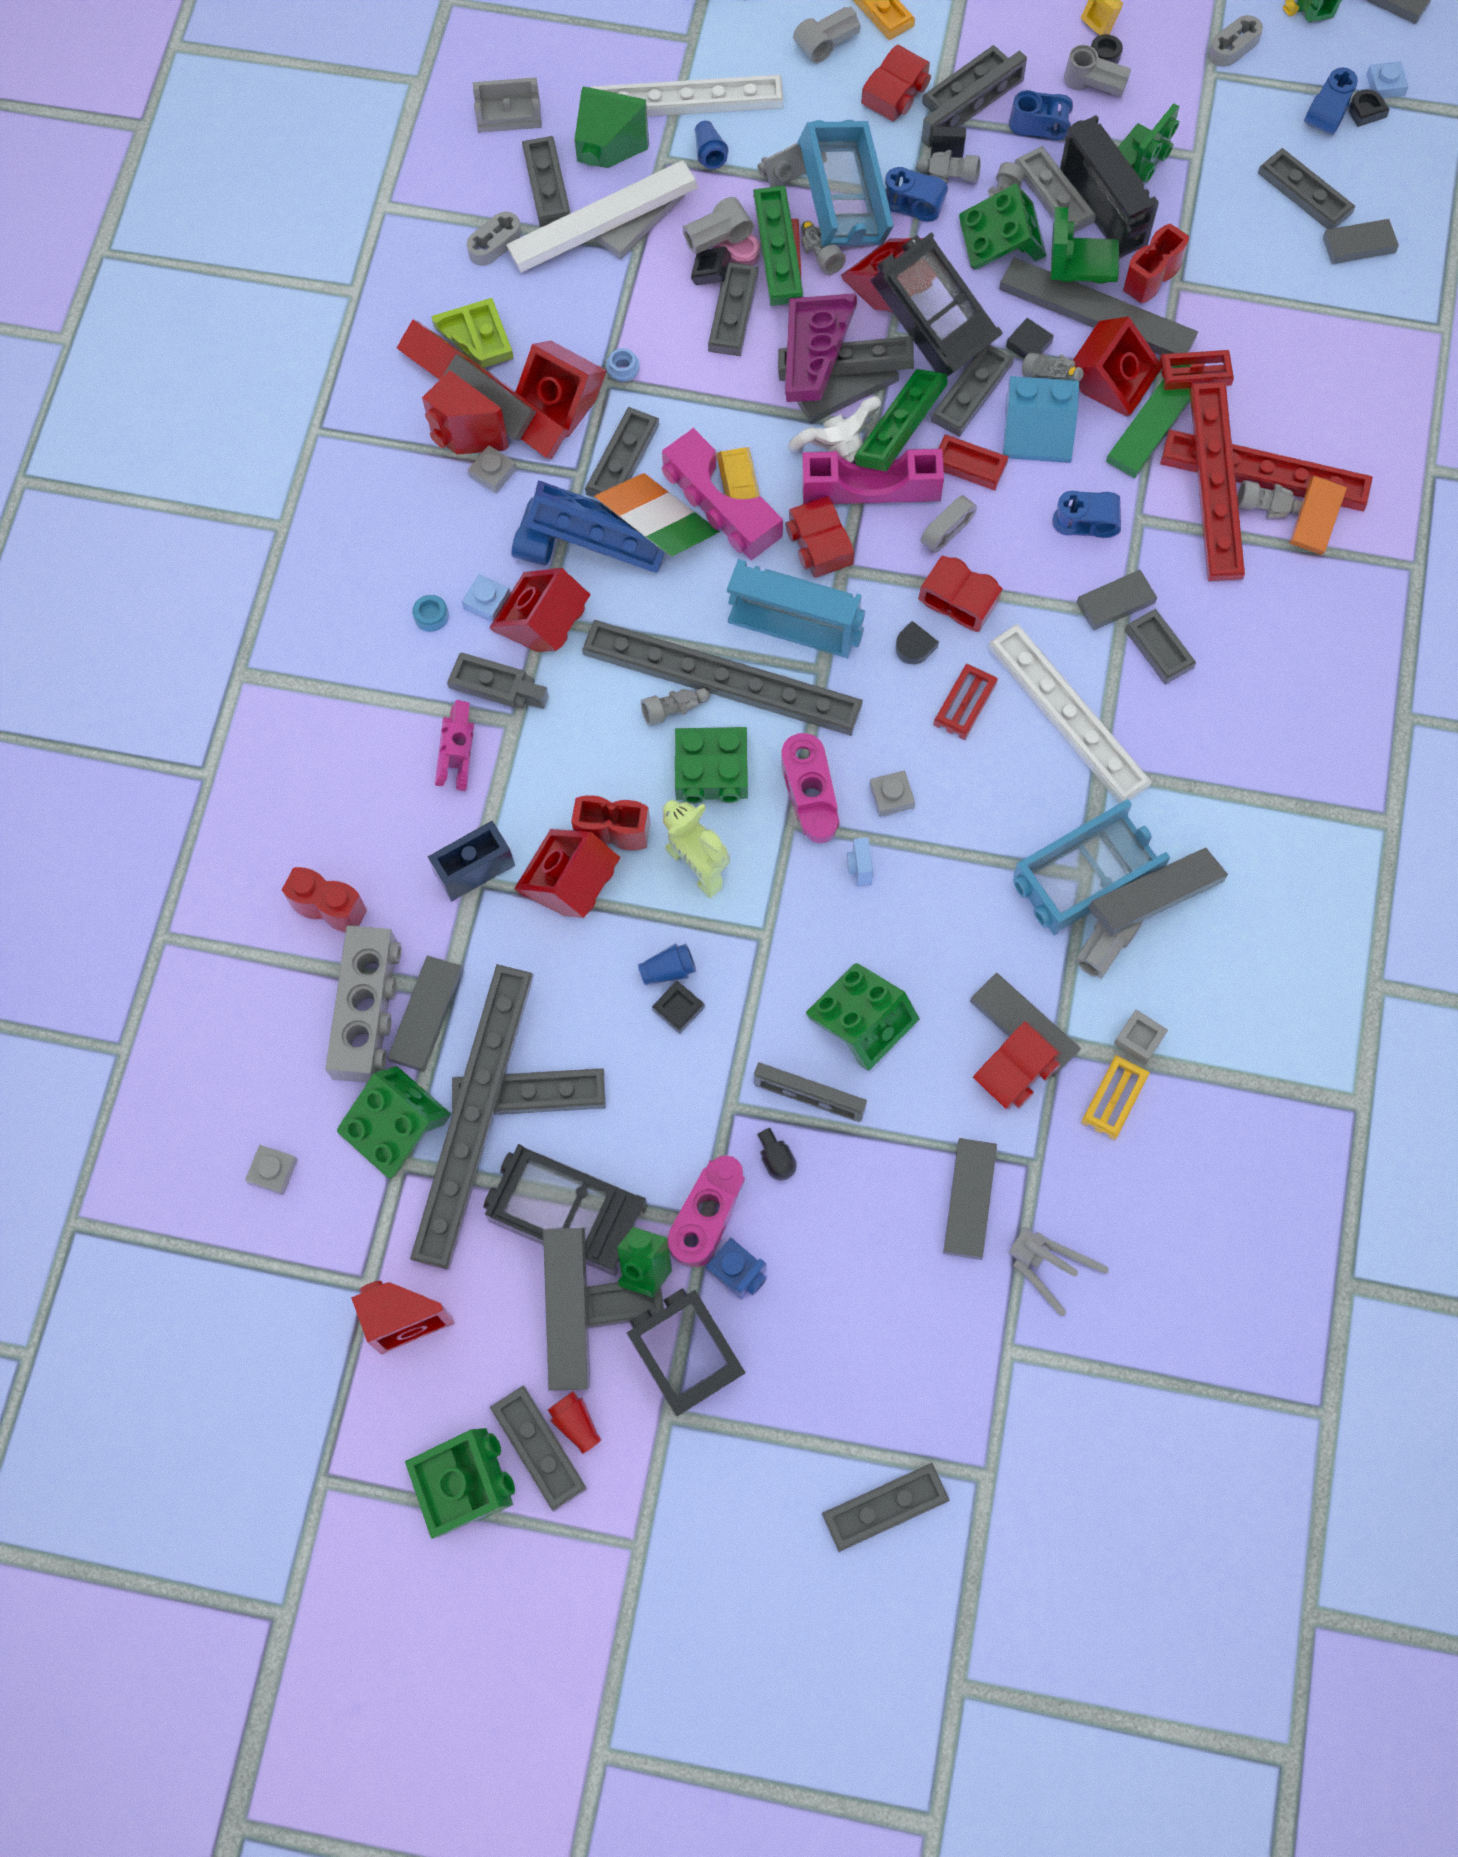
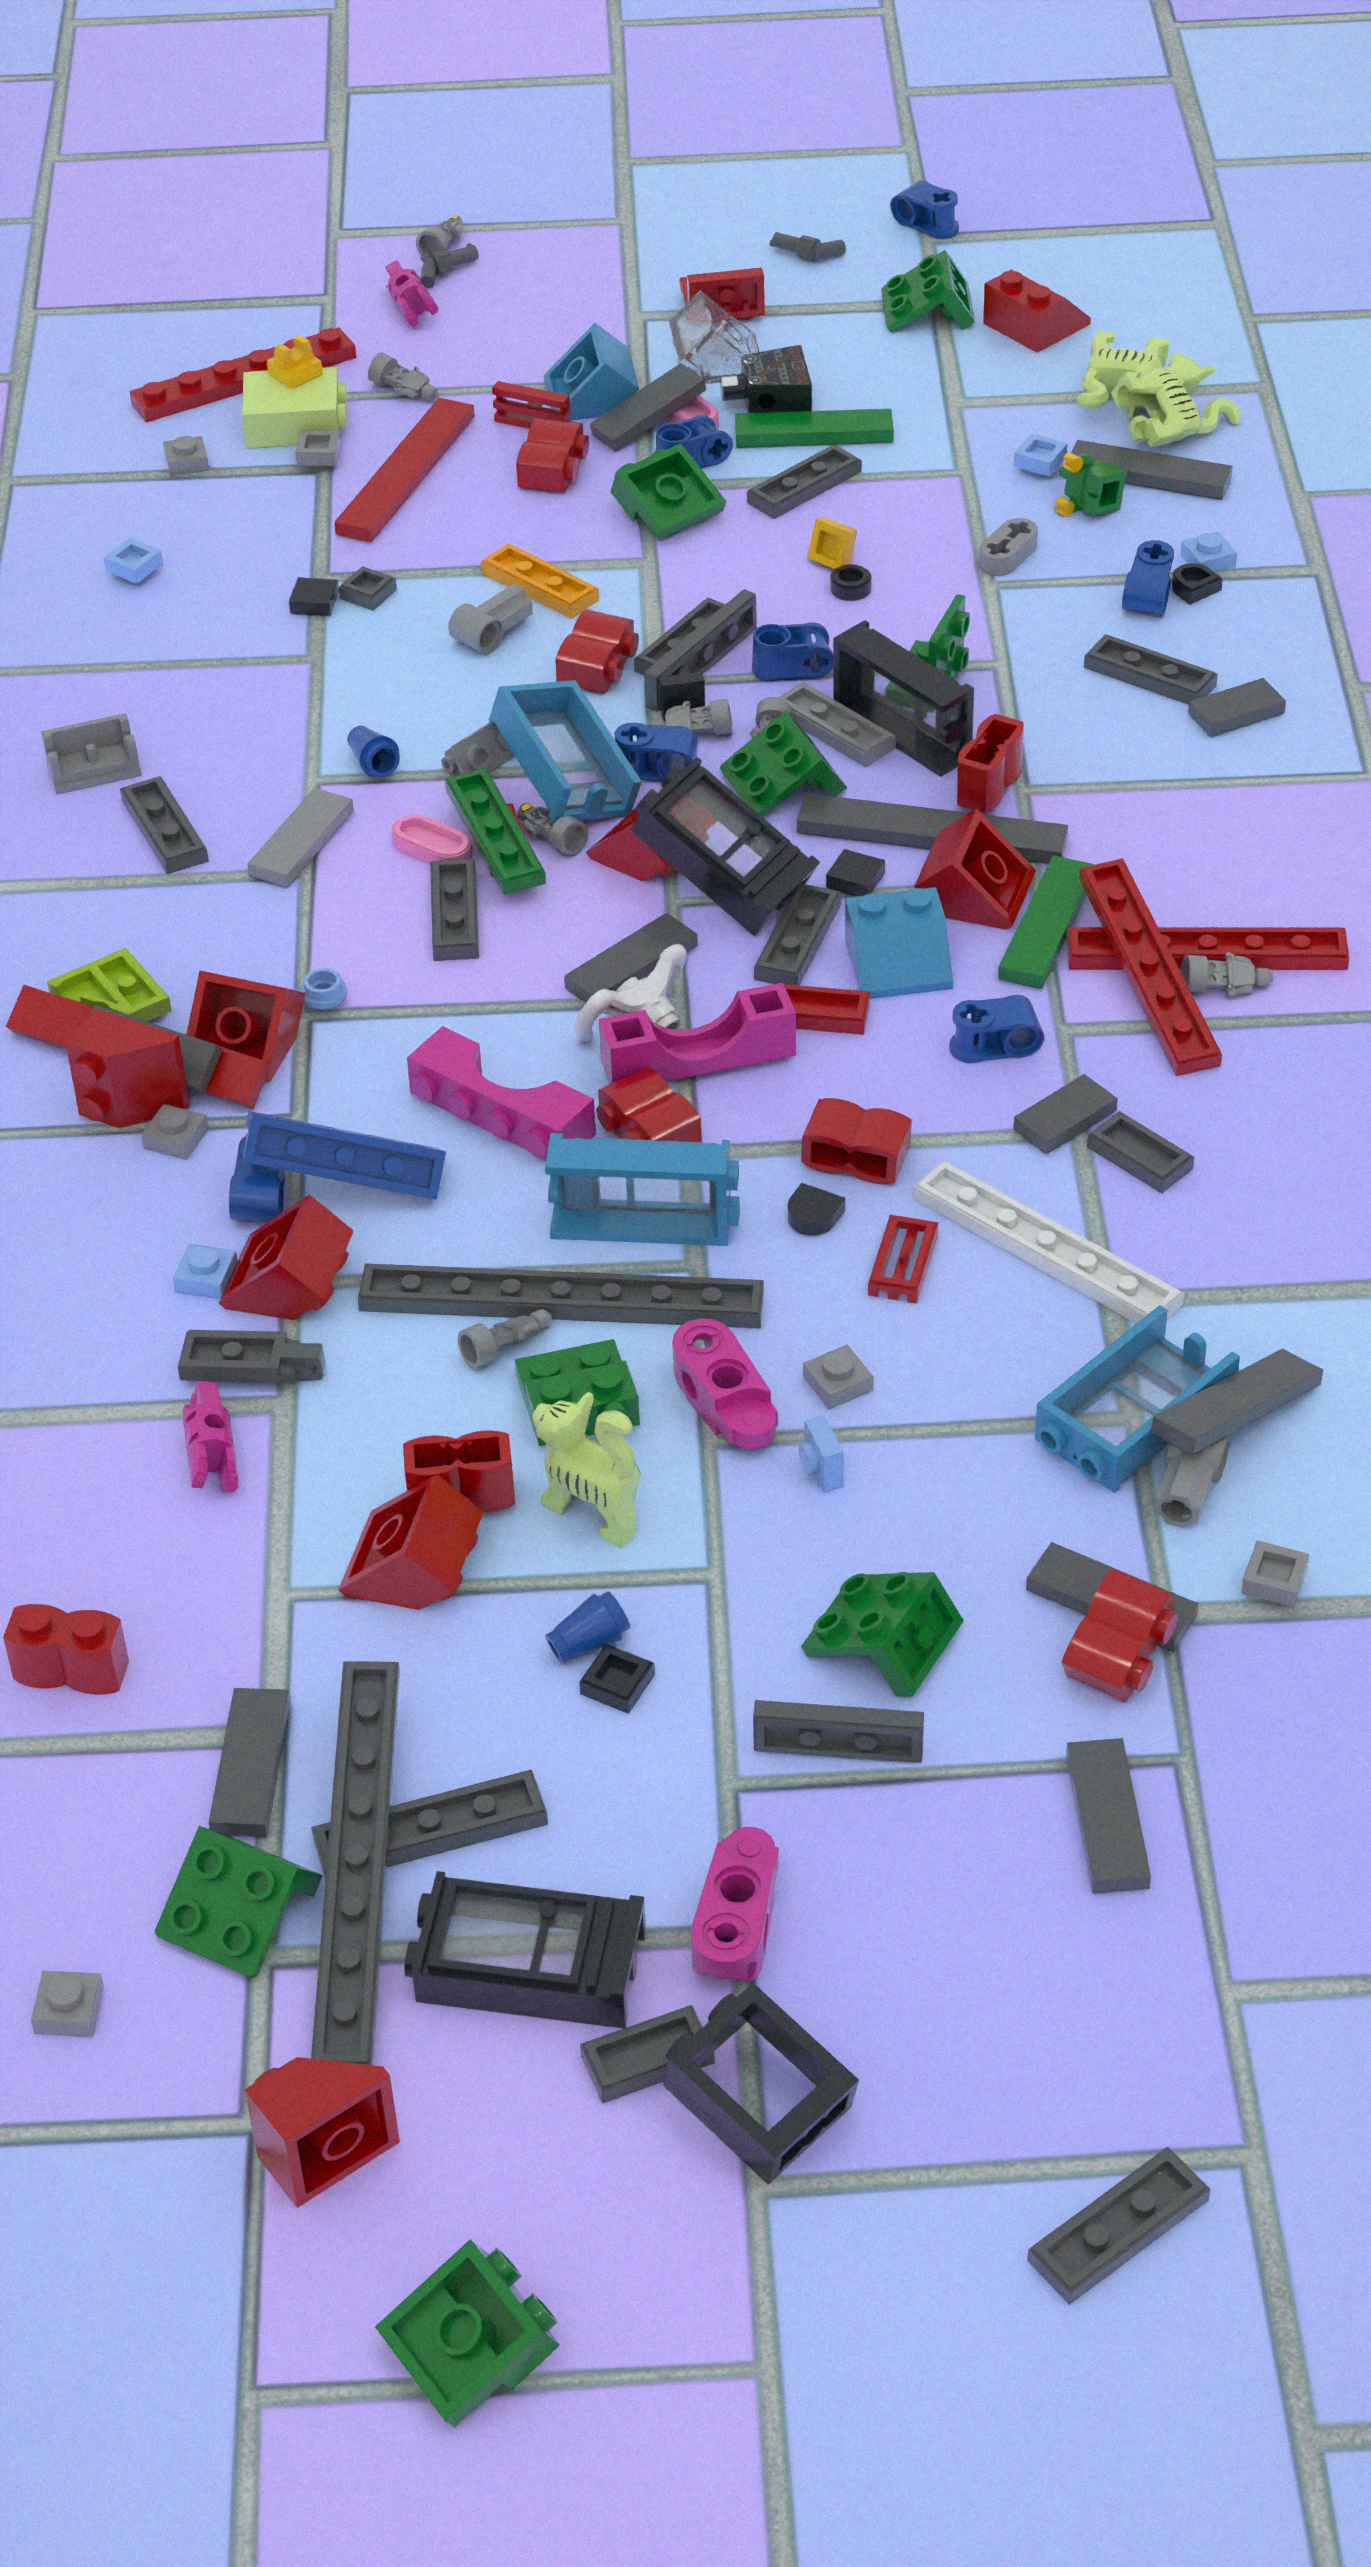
camera: 15 degrees left, 25 degrees down
(361, 948) = (155, 1763): light grey brick -> none
(430, 613) = (130, 1302): dark azure tile -> none
(471, 860) = (271, 1556): dark blue brick -> none
(491, 236) = (109, 892): light grey beam -> none
(538, 1448) = (575, 2270): dark grey tile -> none
(566, 1308) = (568, 2065): dark grey tile -> none
(574, 1421) = (620, 2215): red cone -> none
(602, 216) = (250, 842): white tile -> none
(610, 127) = (238, 747): green slope -> none
(623, 451) = (352, 1081): dark grey tile -> none
(644, 1261) = (664, 1977): green brick -> none
(657, 514) = (420, 1130): sticker -> none
(705, 95) = (325, 712): white tile -> none
(710, 266) = (411, 868): black tile -> none
(726, 222) = (419, 814): light grey piece -> none
(738, 473) = (510, 1068): yellow tile -> none
(738, 1269) = (804, 1972): blue bracket -> none
(776, 1156) = (815, 1821): black cylinder -> none
(814, 341) = (577, 912): magenta wing -> none
(866, 357) = (621, 927): dark grey tile -> none
(901, 420) = (716, 974): green tile -> none
(948, 524) = (815, 1072): light grey beam -> none
(1034, 1249) = (1219, 1852): light grey plant -> none
(1039, 366) = (903, 882): light grey piece -> none
(1081, 257) = (882, 780): green bracket -> none
(1087, 69) = (834, 599): light grey piece -> none
(1101, 1124) = (1260, 1687): yellow tile -> none
(1198, 373) = (1062, 861): red tile -> none
(1317, 515) = (1291, 976): orange tile -> none

